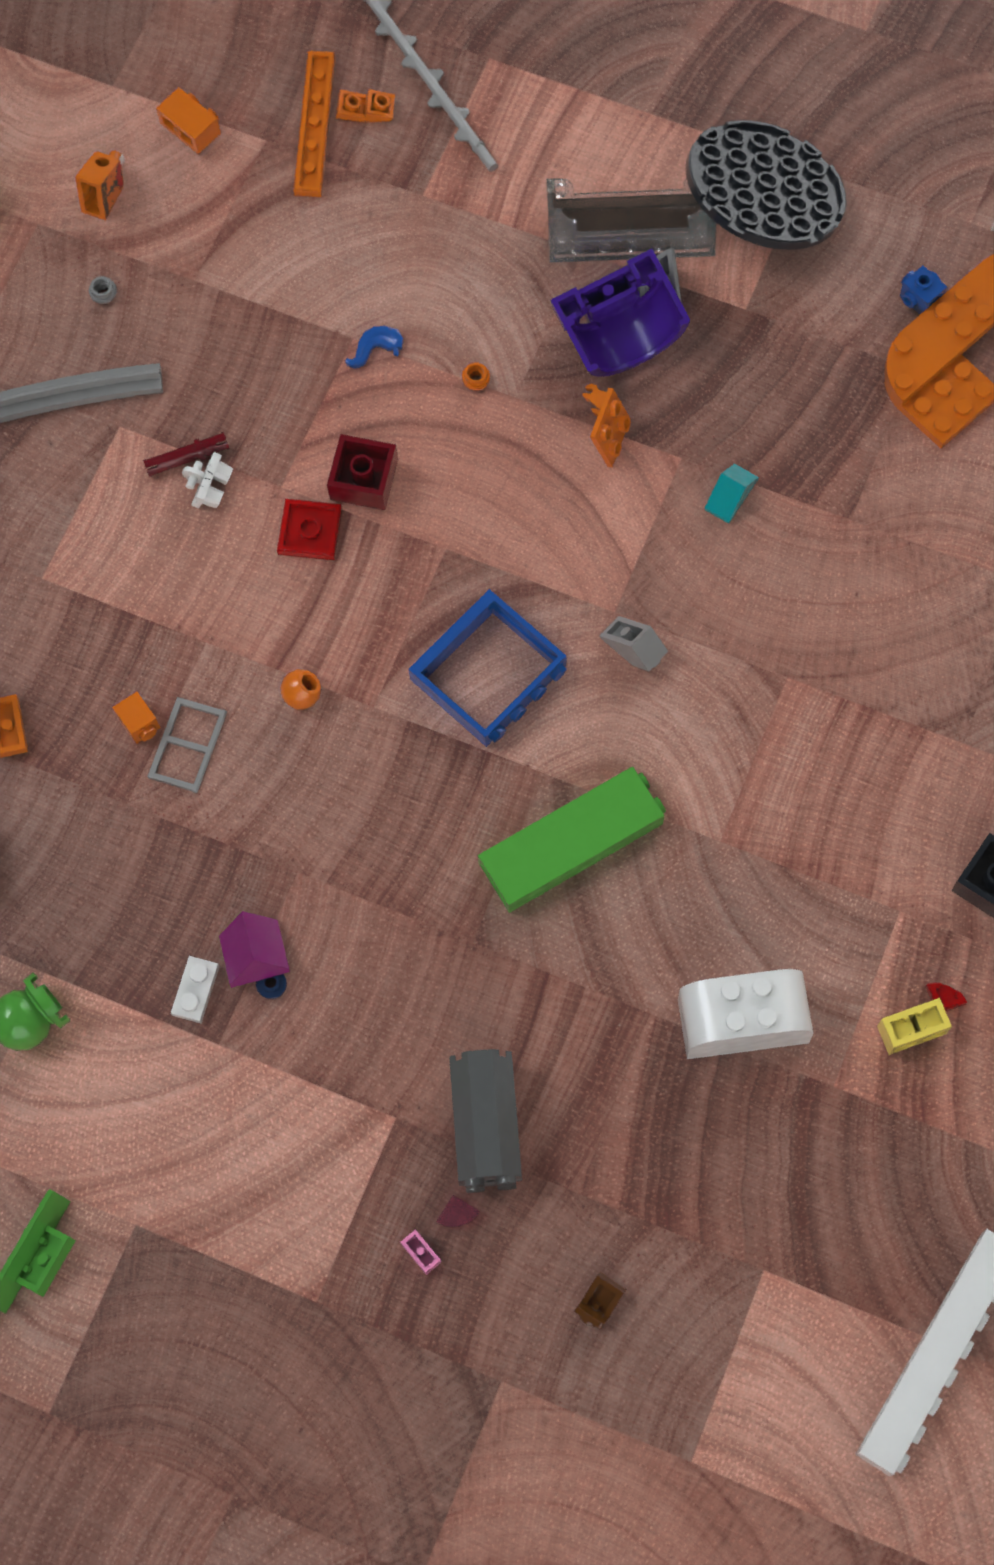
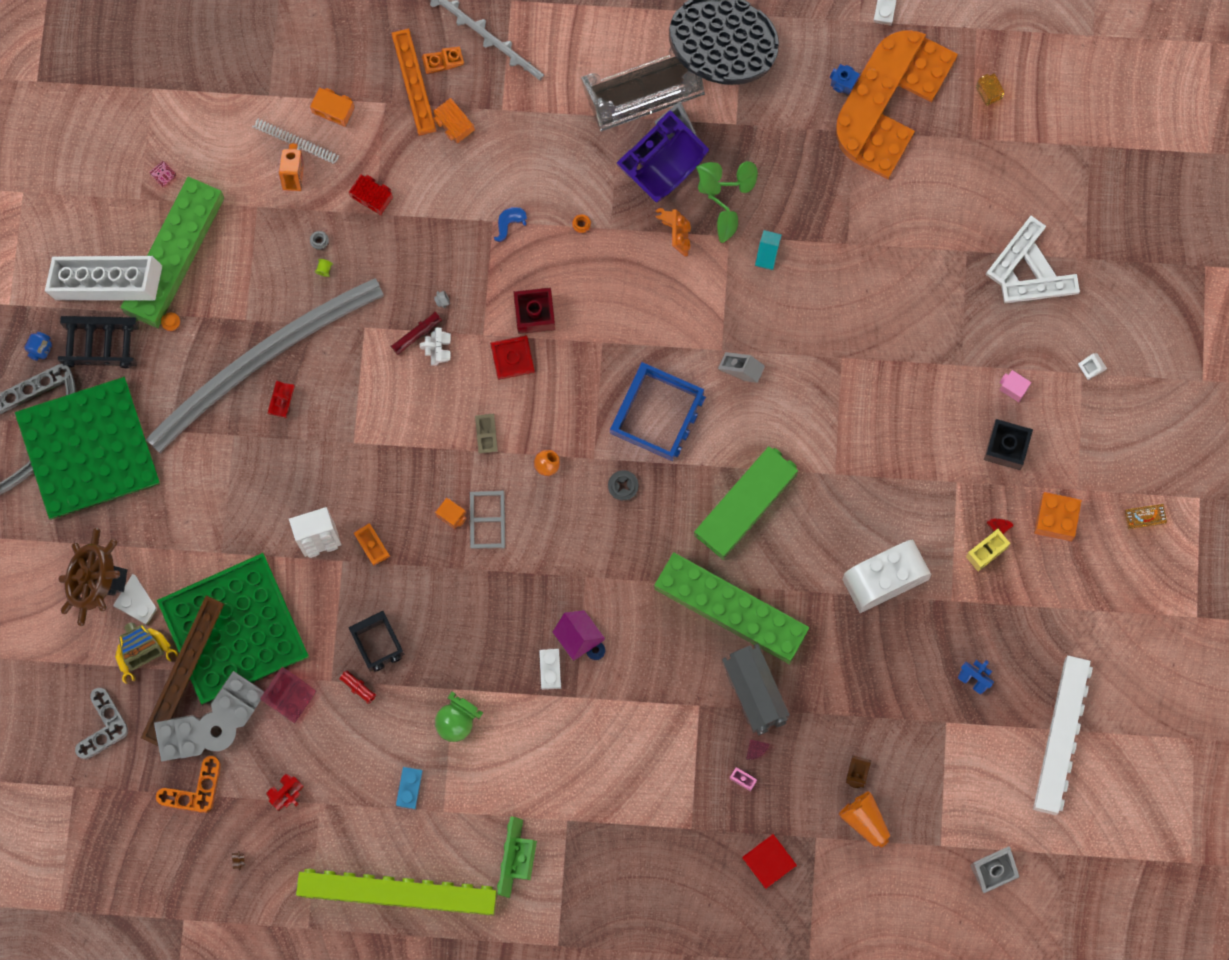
camera: 20 degrees left, 5 degrees up
(93, 328) = (323, 267): none -> lime axle
(125, 154) = (287, 134): none -> white piece
(197, 250) = (371, 194): none -> red brick
(232, 622) = (486, 433): none -> dark tan slope
(240, 419) = (442, 299): none -> light grey plate
(348, 187) = (453, 121): none -> orange brick
(404, 745) = (621, 477): none -> dark grey gear
(415, 1394) = (769, 861): none -> red tile
(495, 987) = (731, 608): none -> bright green brick
(586, 1380) = (866, 819): none -> orange cone
(678, 355) = (709, 176): none -> bright green plant
(763, 1531) = (995, 869): none -> light grey slope
(826, 1202) = (969, 671): none -> blue hips

